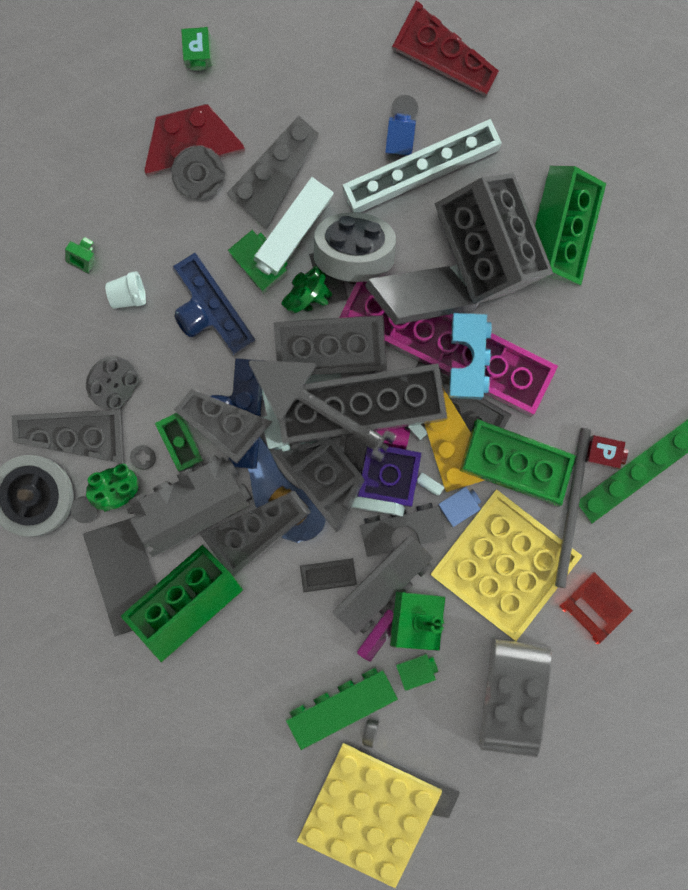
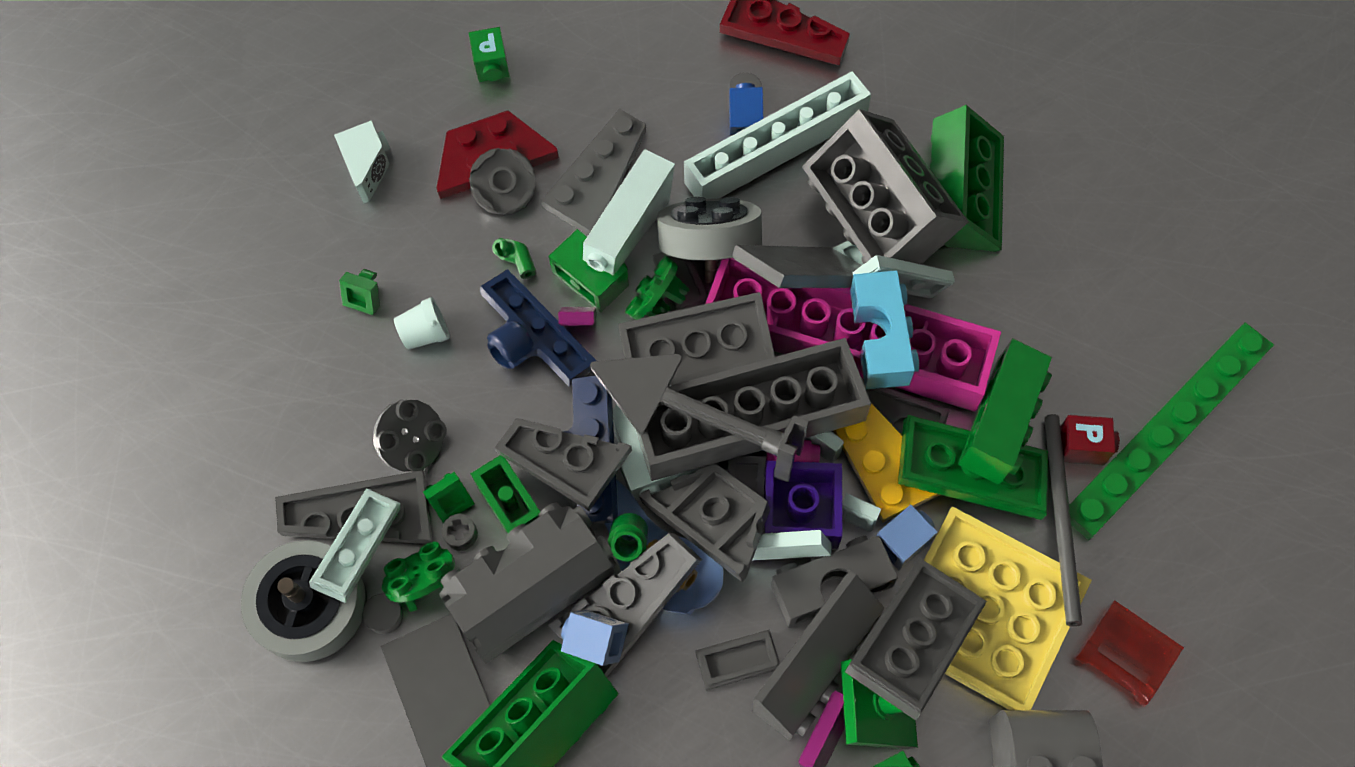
camera: 10 degrees left, 20 degrees down
(69, 463) = (355, 545): none -> light aqua tile
(88, 133) = (364, 157): none -> light aqua slope
(137, 431) = (448, 496): none -> green tile
(202, 236) = (515, 253): none -> green arm
(230, 552) = (593, 637): none -> brick
(245, 299) = (577, 316): none -> magenta tile
(262, 486) = (628, 547): none -> green brick
(449, 583) = (916, 638): none -> dark grey tile
(497, 310) = (918, 278): none -> light aqua tile
(549, 426) = (1006, 412): none -> green brick

